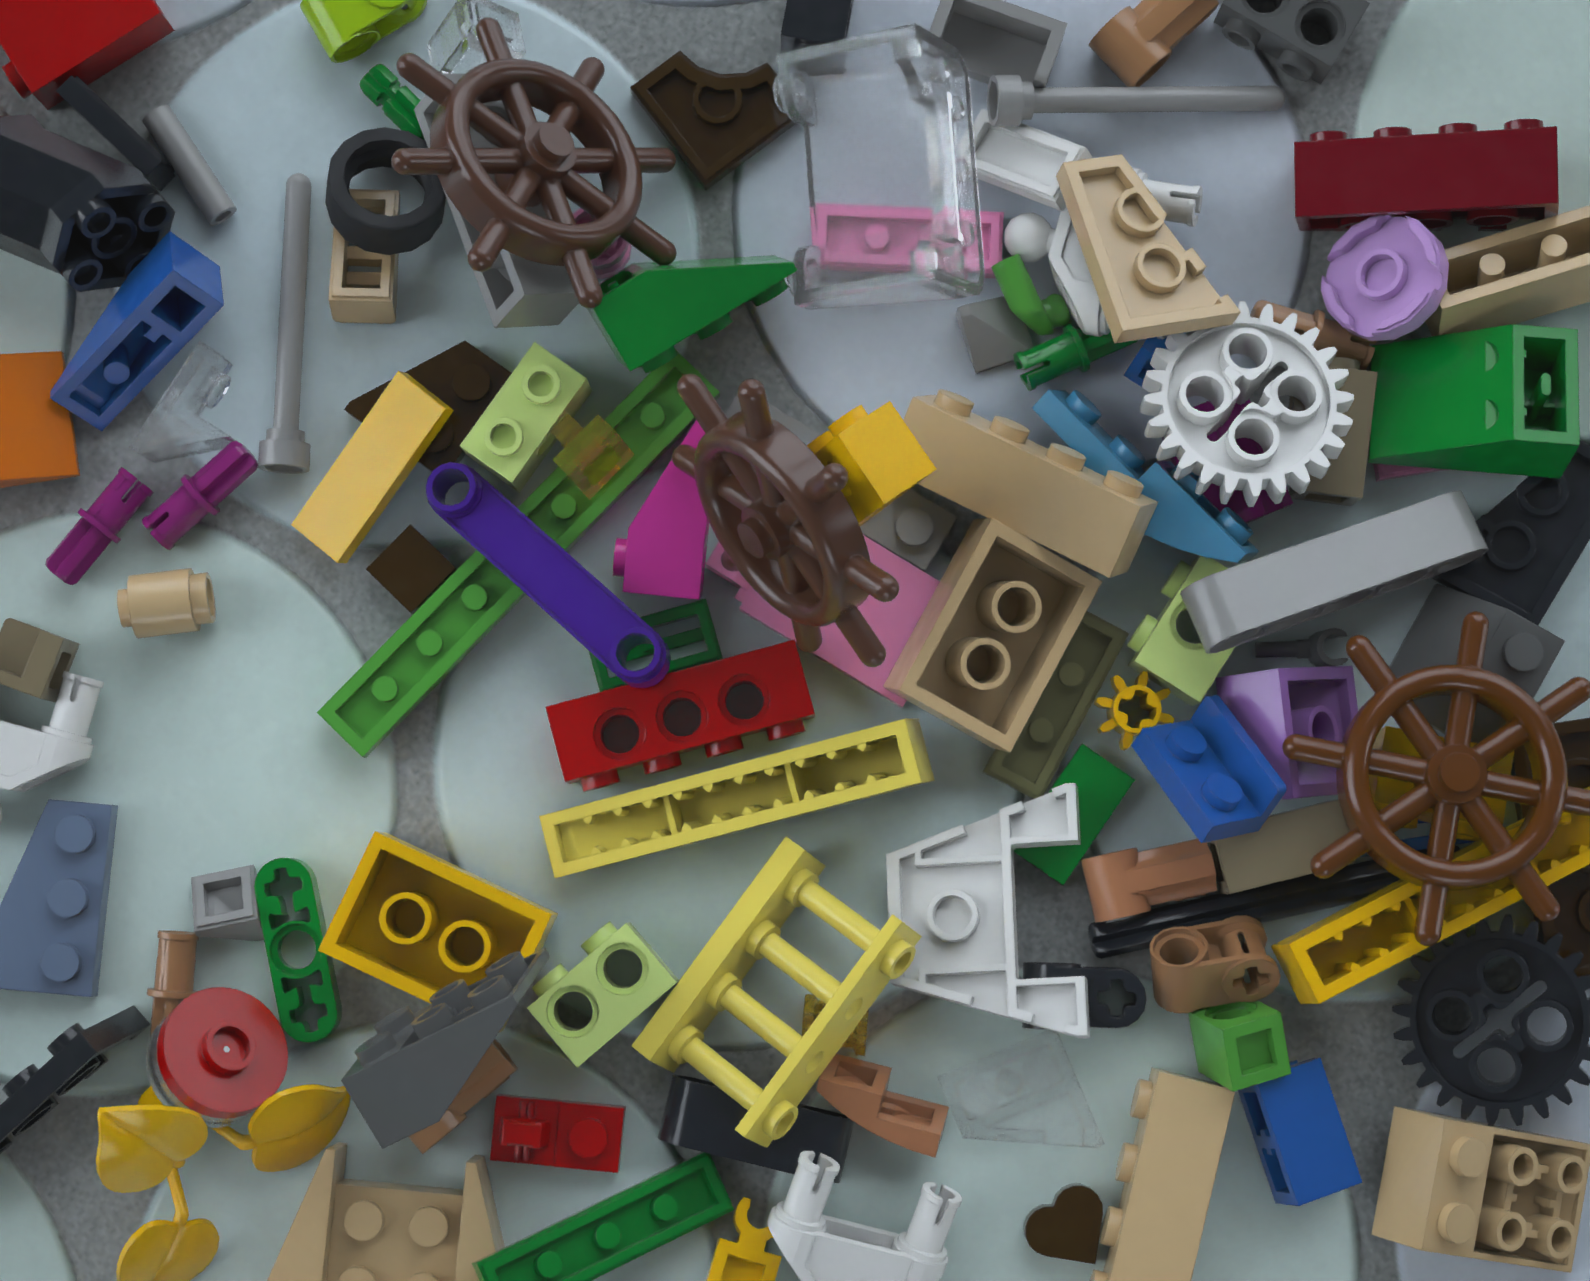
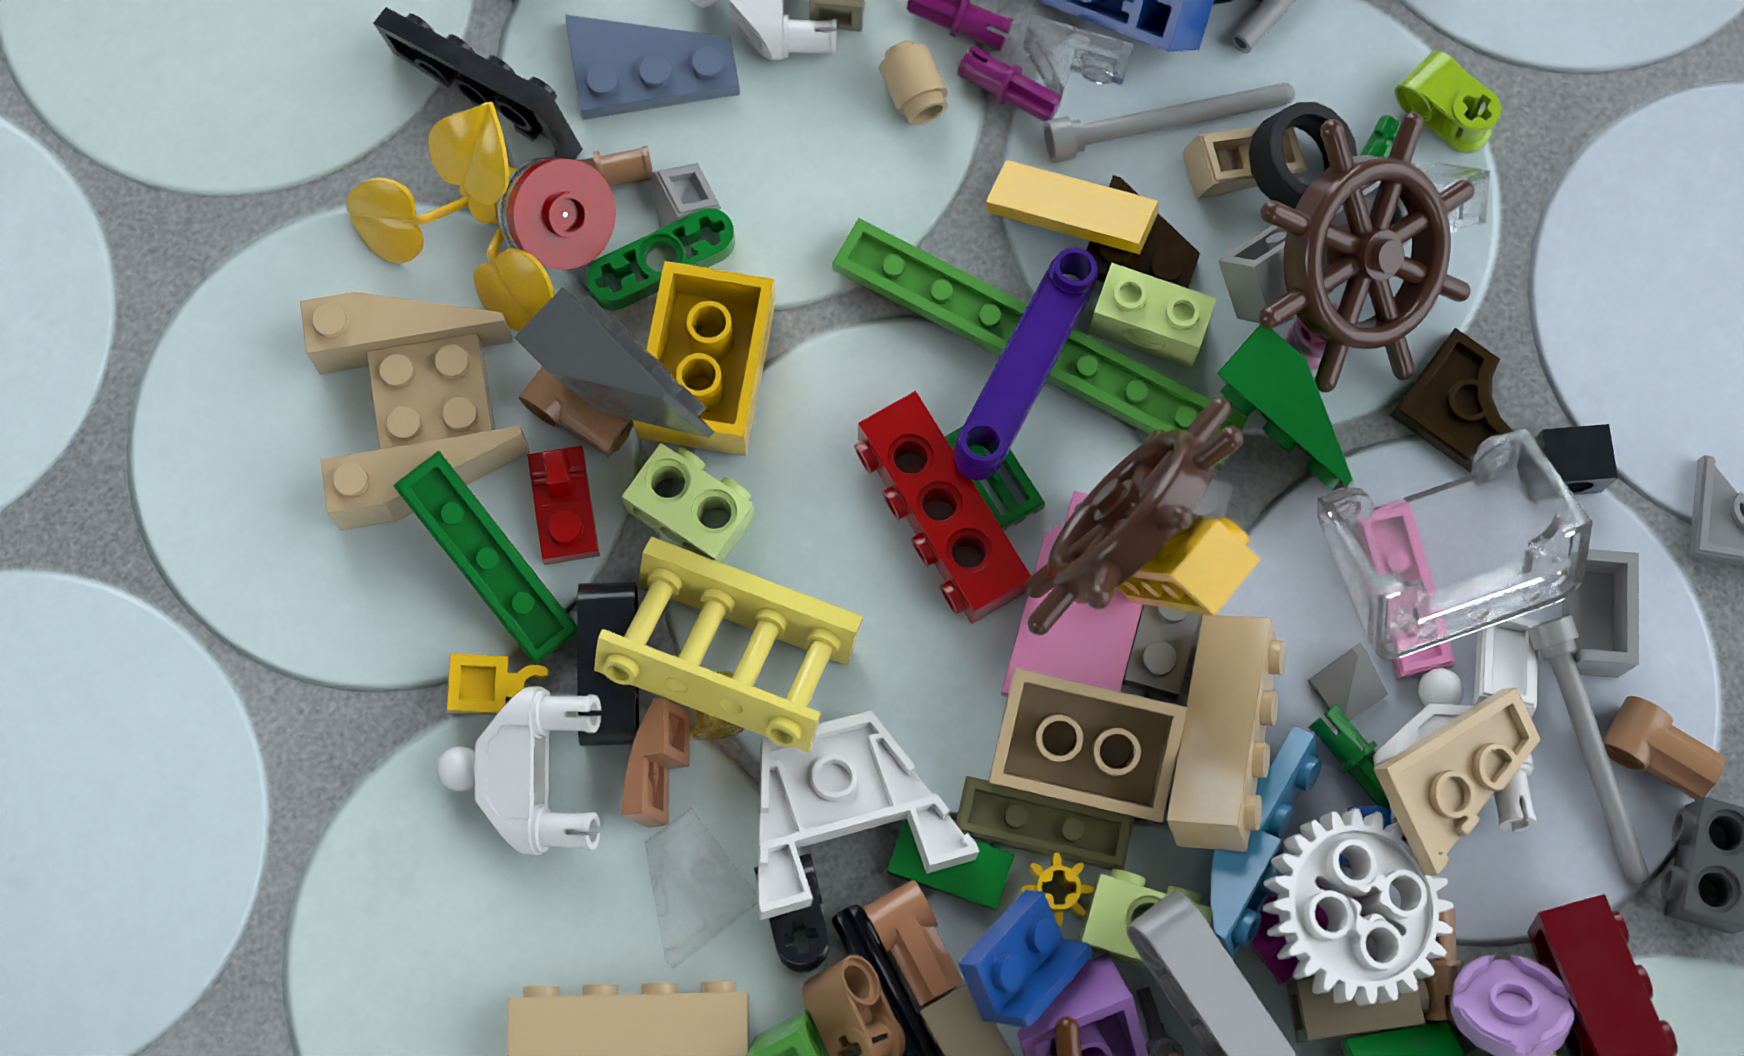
camera: 70 degrees right, 10 degrees down
(411, 569) = (999, 261): dark brown tile -> none
(589, 453) = (1137, 368): clear yellow tile -> none
(667, 537) = (1080, 452): dark pink slope -> none
(738, 797) = (888, 577): light yellow slope -> none
(1024, 301) = (1384, 699): bright green arm -> none
(1067, 1226) = (590, 955): dark brown tile -> none

